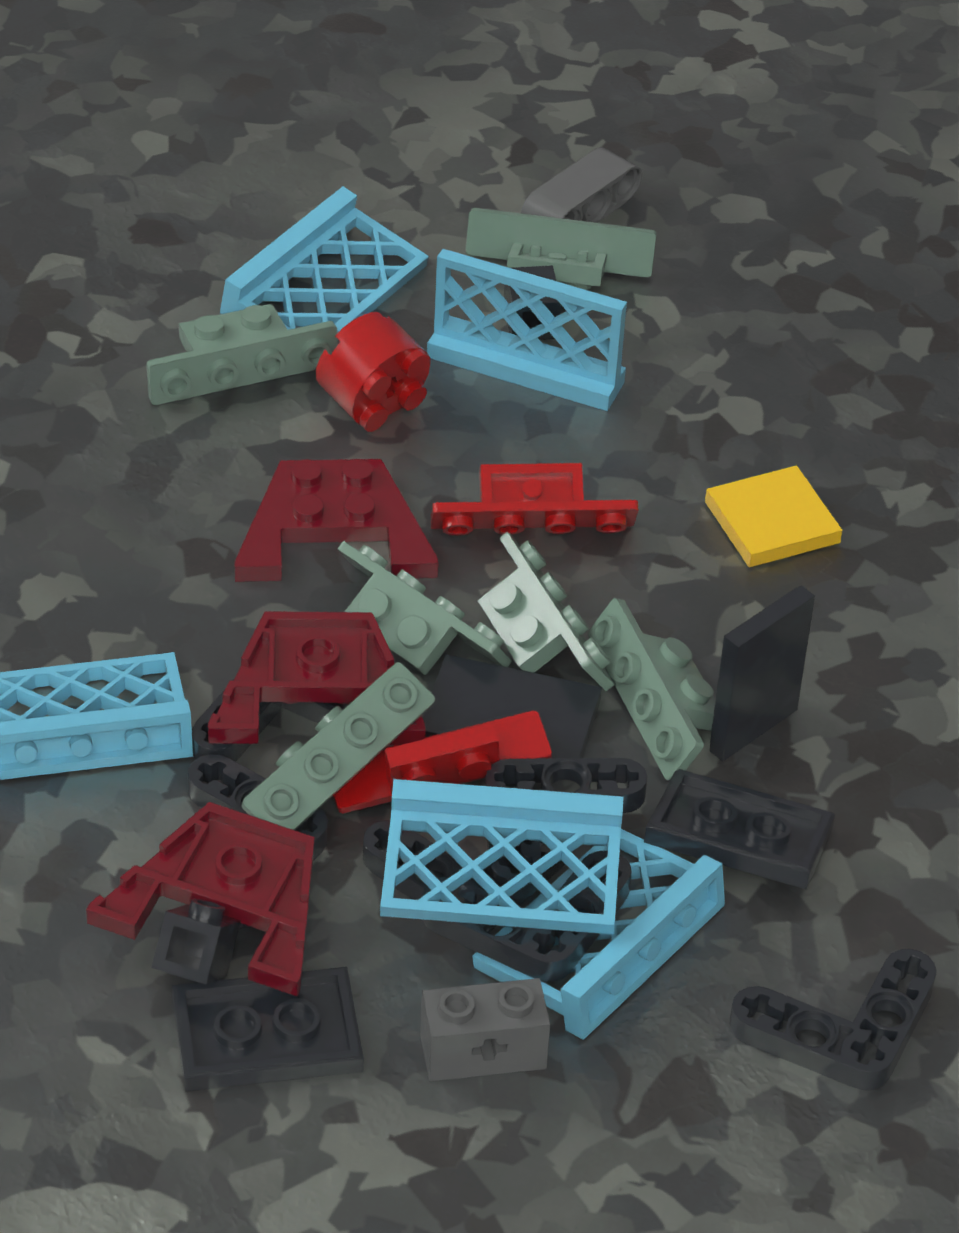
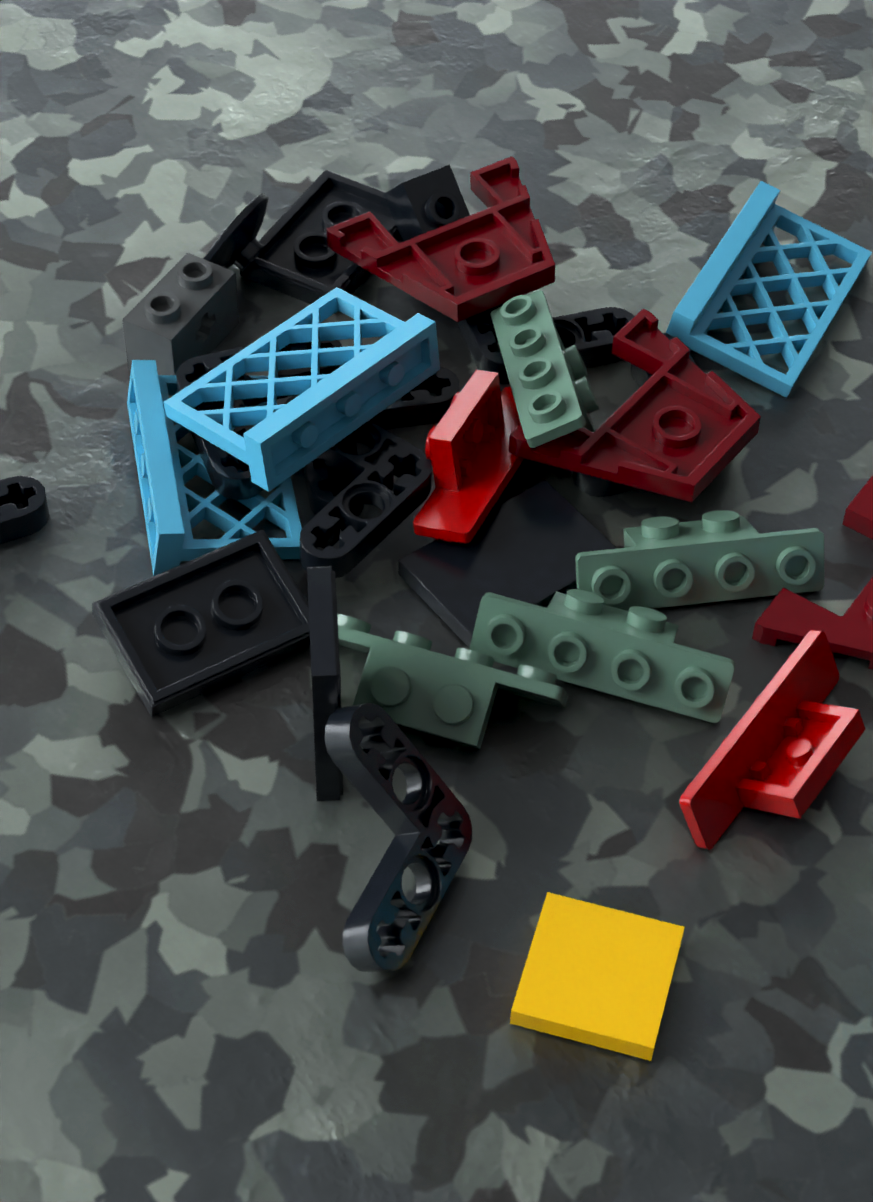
camera: 130 degrees right, 5 degrees up
(376, 1066) = (239, 242): none -> black dish
(837, 605) = (418, 822): none -> black beam

